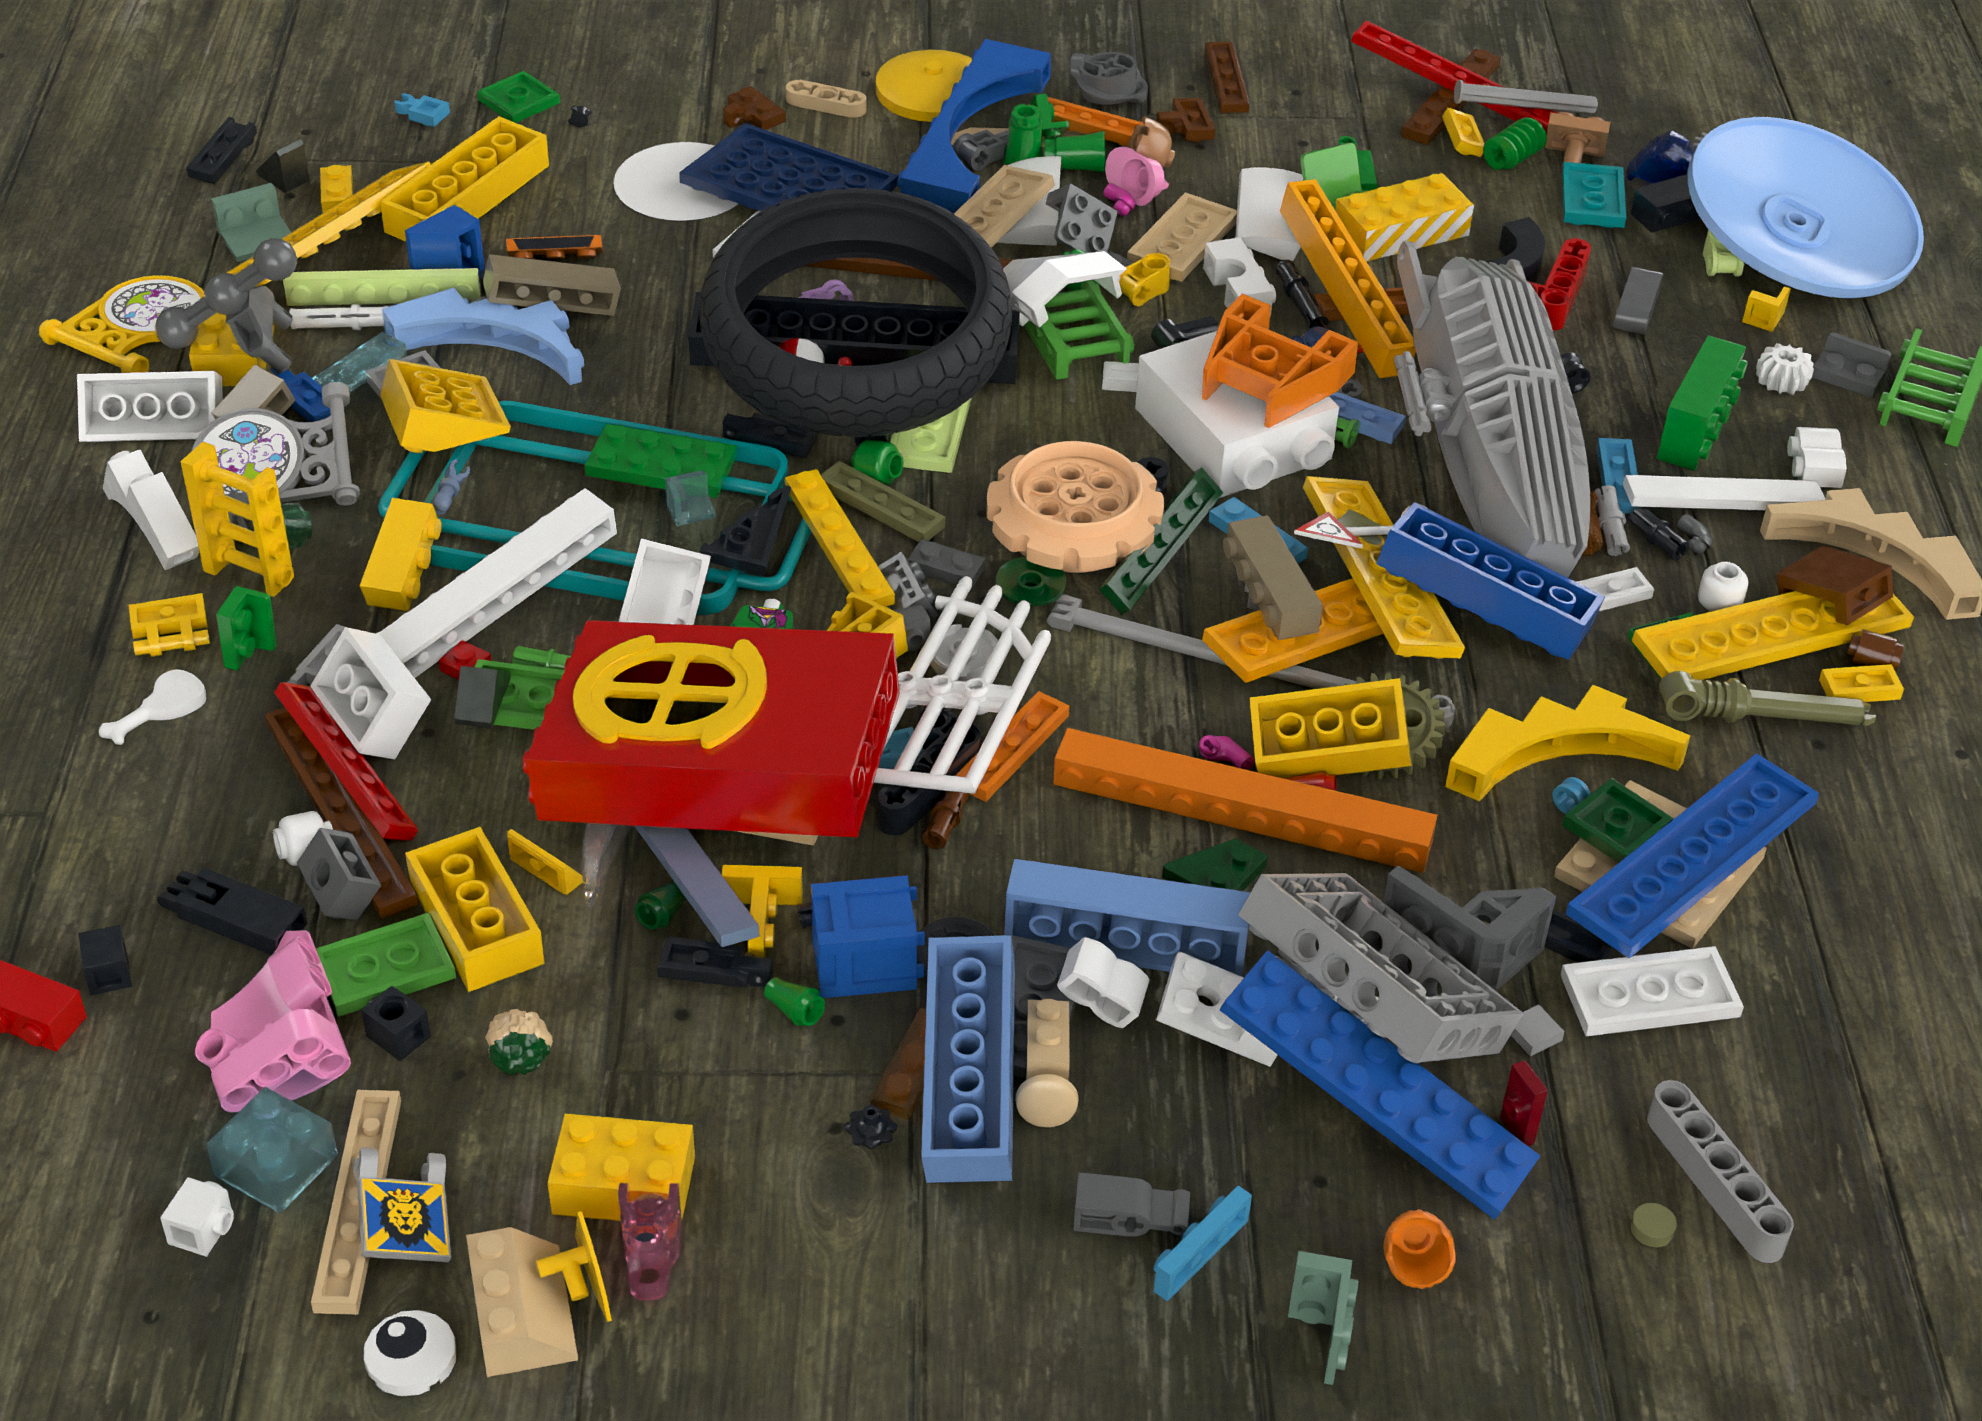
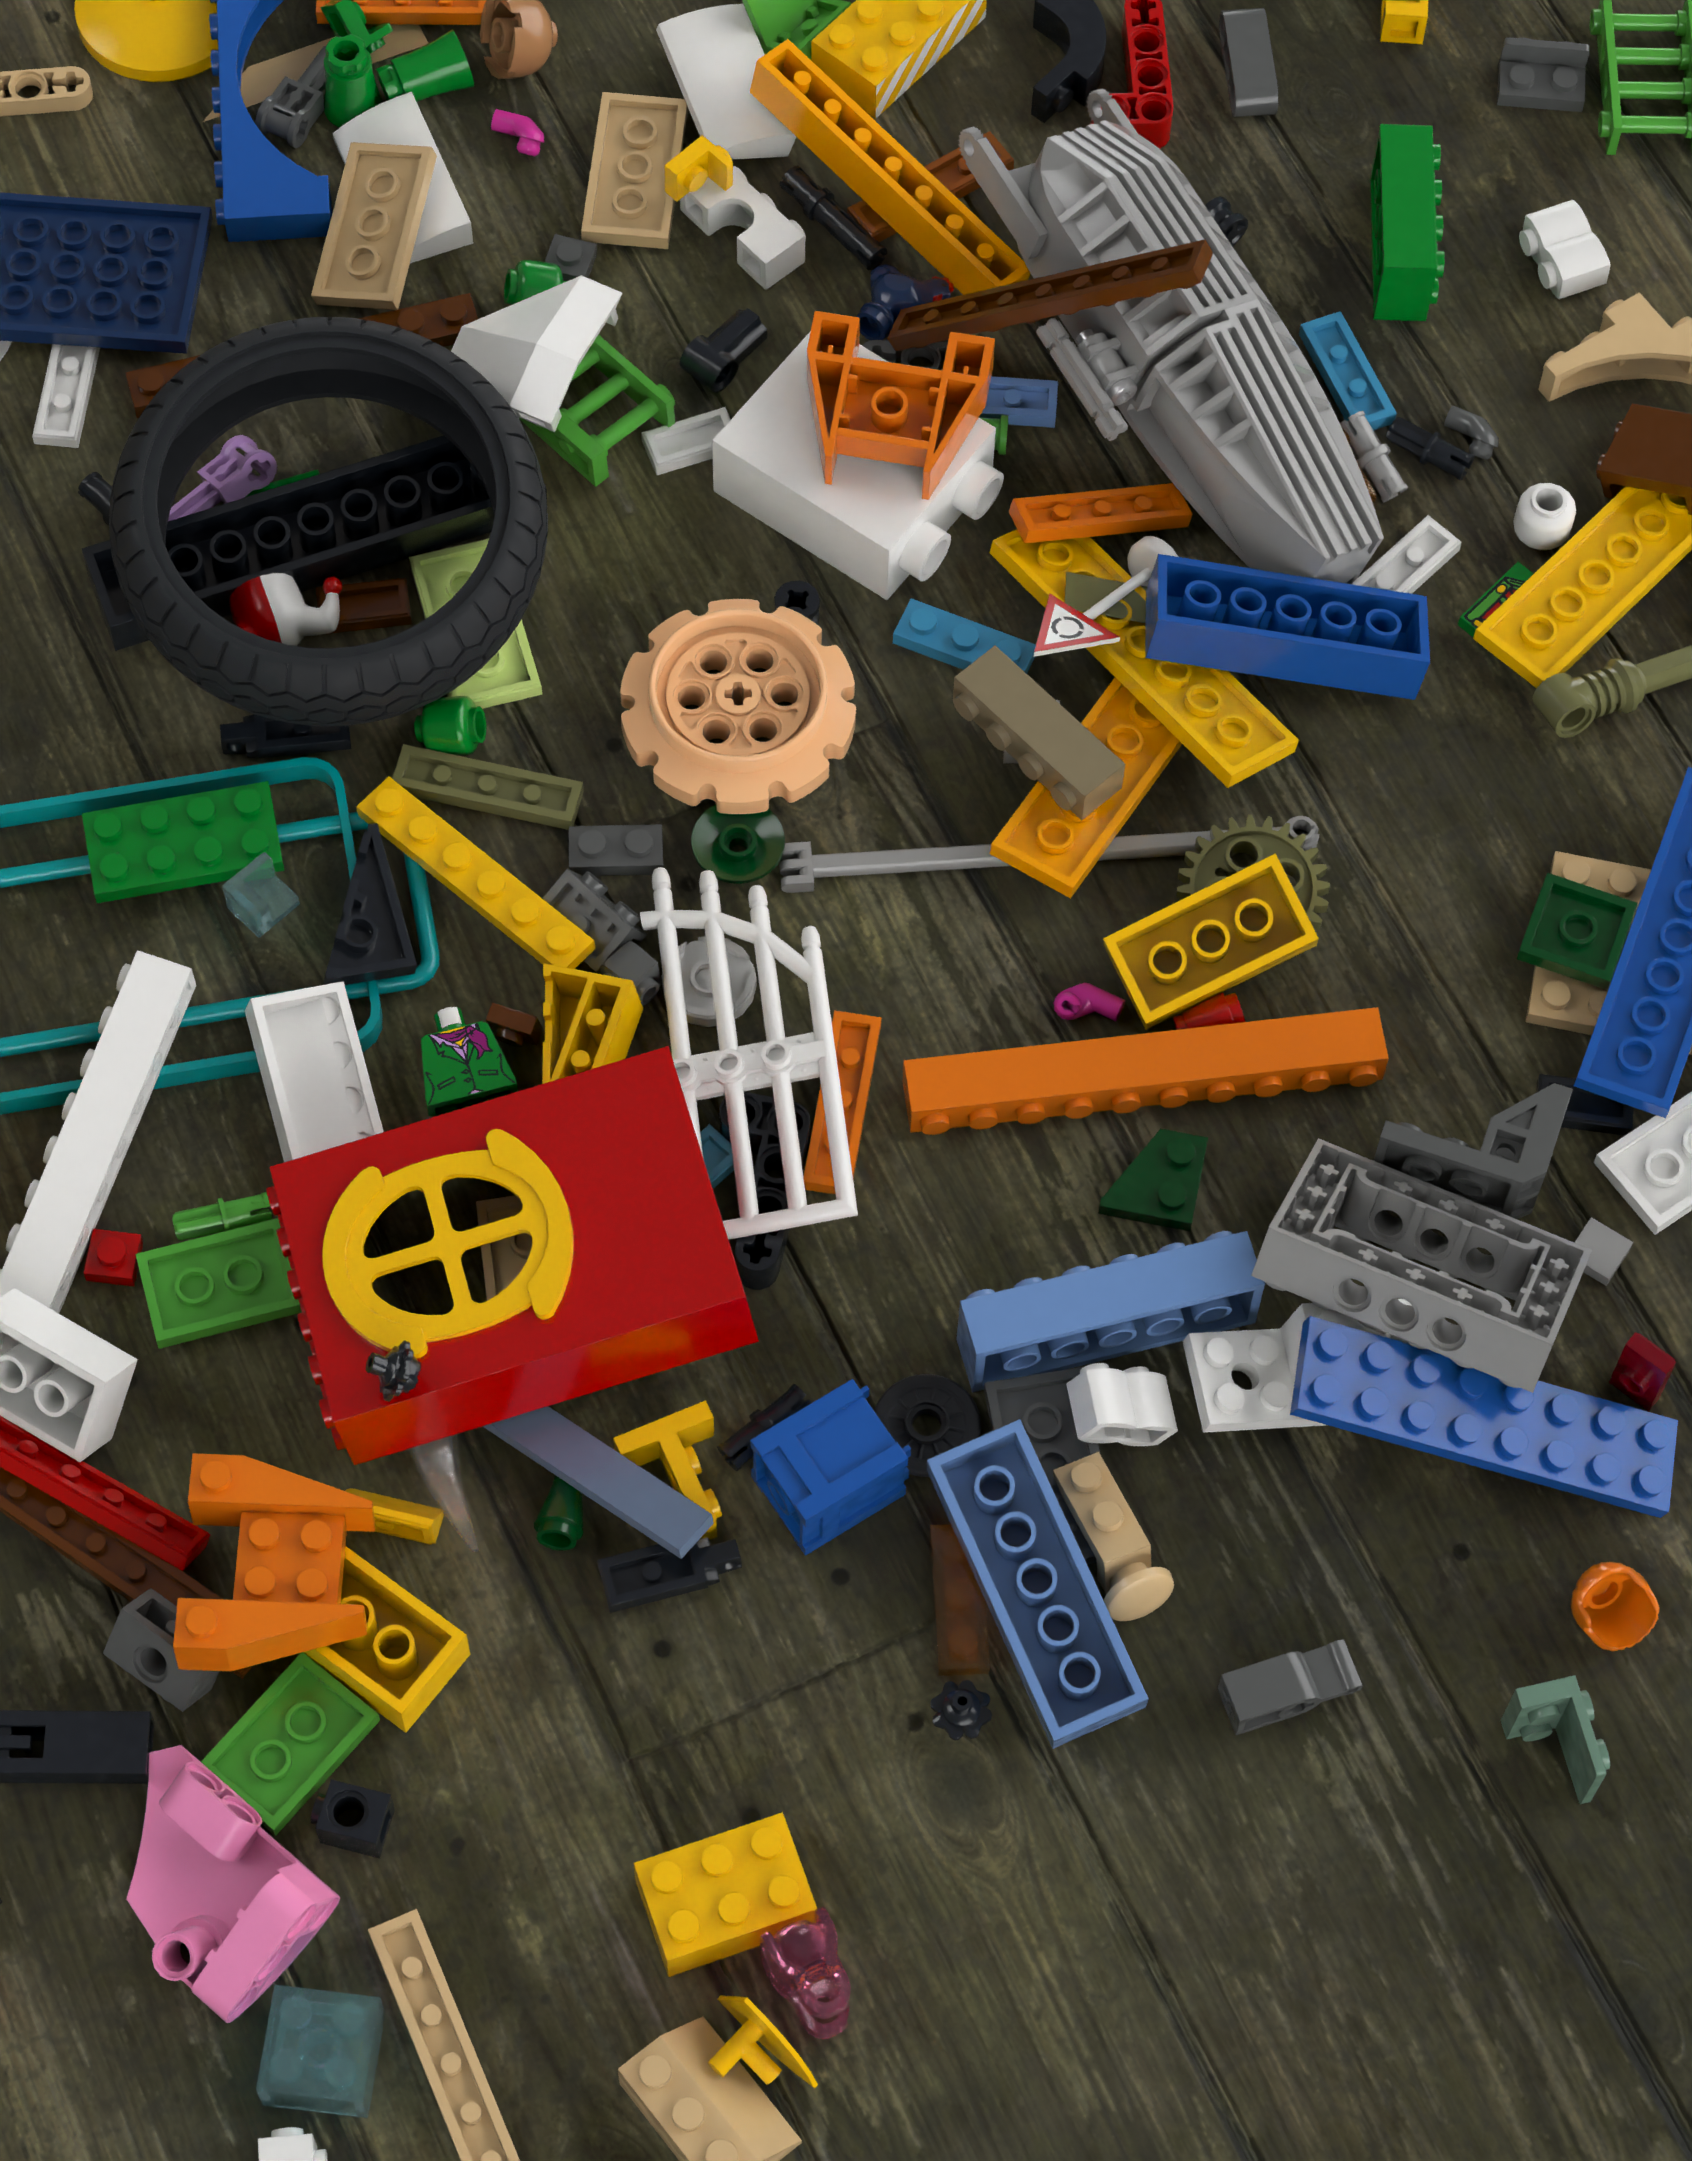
camera: 25 degrees left, 20 degrees up
(296, 833) = (86, 1613): white head -> none
(403, 1215) = (516, 2063): flag -> none
(442, 841) = (284, 1565): none -> orange wedge
(480, 695) = (179, 1312): pearl dark grey slope -> none
(518, 1041) = (516, 1784): piece -> none
(582, 736) = (395, 1371): none -> black plant
(798, 1002) = (787, 1579): green cone -> none
(809, 619) = (513, 1025): none -> reddish brown plate
(945, 816) = (818, 1244): reddish brown pin -> none
(1082, 219) = (507, 207): bracket -> none
(1135, 174) = (525, 88): bright pink piece -> none
(1146, 278) = (624, 271): yellow piece -> none
(1179, 520) = (867, 650): dark green plate -> none
(1201, 1242) = (1382, 1696): dark azure plate -> none
(1218, 231) = (694, 164): none -> yellow bracket
(1391, 486) = (1100, 513): none -> orange plate
(1449, 333) = (1052, 295): none -> reddish brown plate
(1552, 730) = (1443, 812): yellow arch -> none
(1570, 794) = (1502, 903): dark azure bush -> none
(1717, 492) = (1481, 356): white tile -> none
(1784, 369) = (1469, 113): white gear -> none

